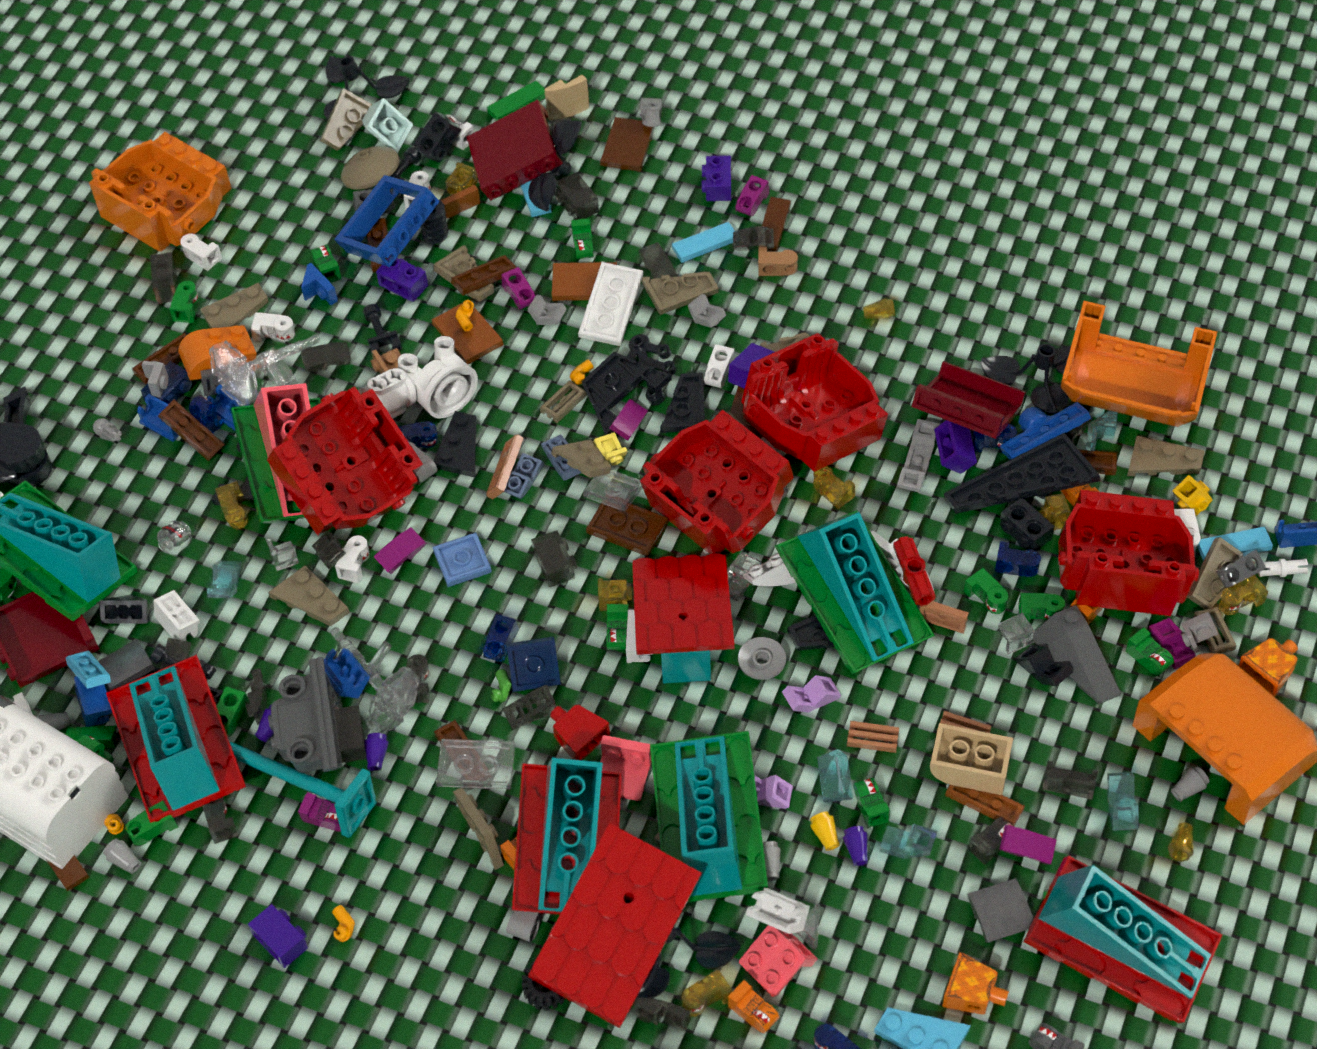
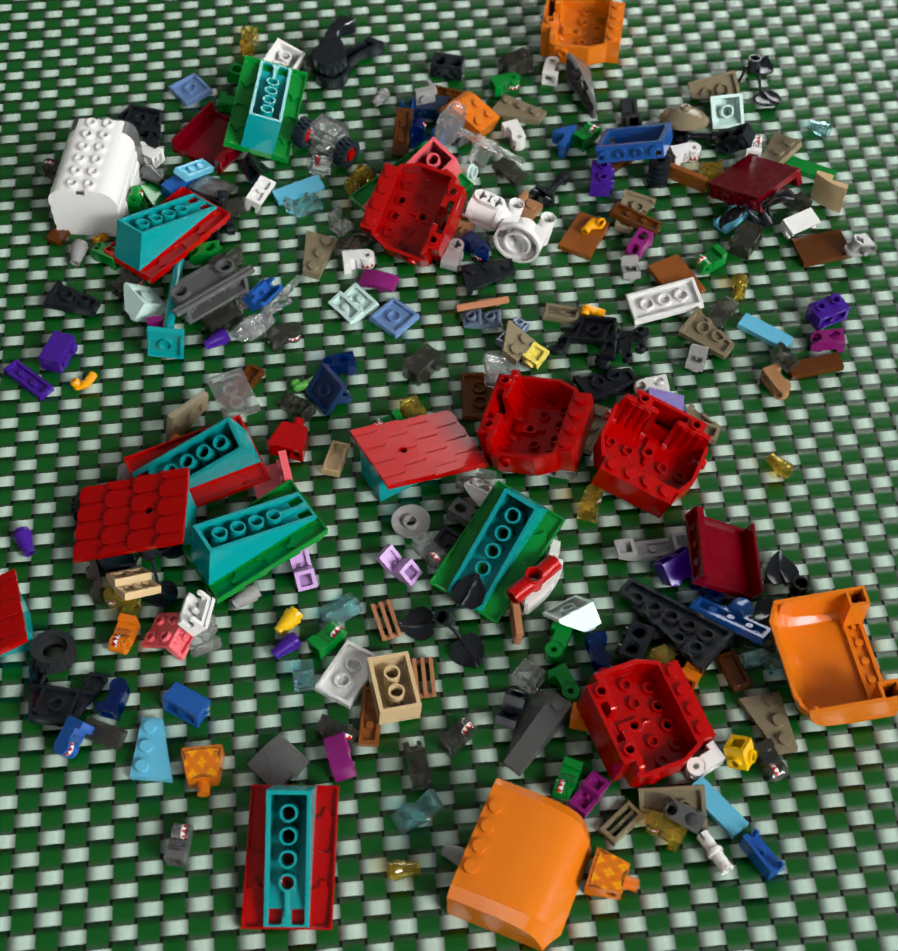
camera: 60 degrees right, 0 degrees up
(112, 343) = (447, 66): none -> black brick
(146, 507) = (327, 138): none -> brick
(193, 575) = (298, 189): none -> medium azure tile
(195, 897) = (69, 300): none -> black wing
(240, 230) = (580, 80): none -> dark grey wedge
(264, 810) = (142, 302): none -> light aqua slope
(295, 989) = (28, 380): none -> dark purple tile
(330, 214) = (629, 112): none -> black slope
(414, 590) = (353, 303): none -> light aqua slope
(467, 64) = (821, 128): none -> clear light blue cone
(472, 109) = (781, 148): none -> dark tan wing
(587, 145) = (798, 223): none -> white hinge
(628, 419) = (568, 355): magenta slope -> none
(628, 698) = (335, 458): none -> tan tile
(633, 232) = (739, 285): none -> clear yellow cone
(692, 970) = (133, 583): none -> tan slope
(782, 604) = (460, 512): none -> dark grey leg
(810, 657) = (428, 550): none -> clear leg
(882, 975) = (186, 704): none -> blue hinge
(895, 702) = (420, 621): none -> black plant
(921, 798) = (345, 675): none -> white tile
(961, 560) = (575, 613): none -> light aqua slope
(1053, 728) = (457, 736): none -> clear smoke leg
(1197, 630) = (604, 804): light grey bracket -> none
(1216, 479) = (770, 761): none -> clear smoke leg

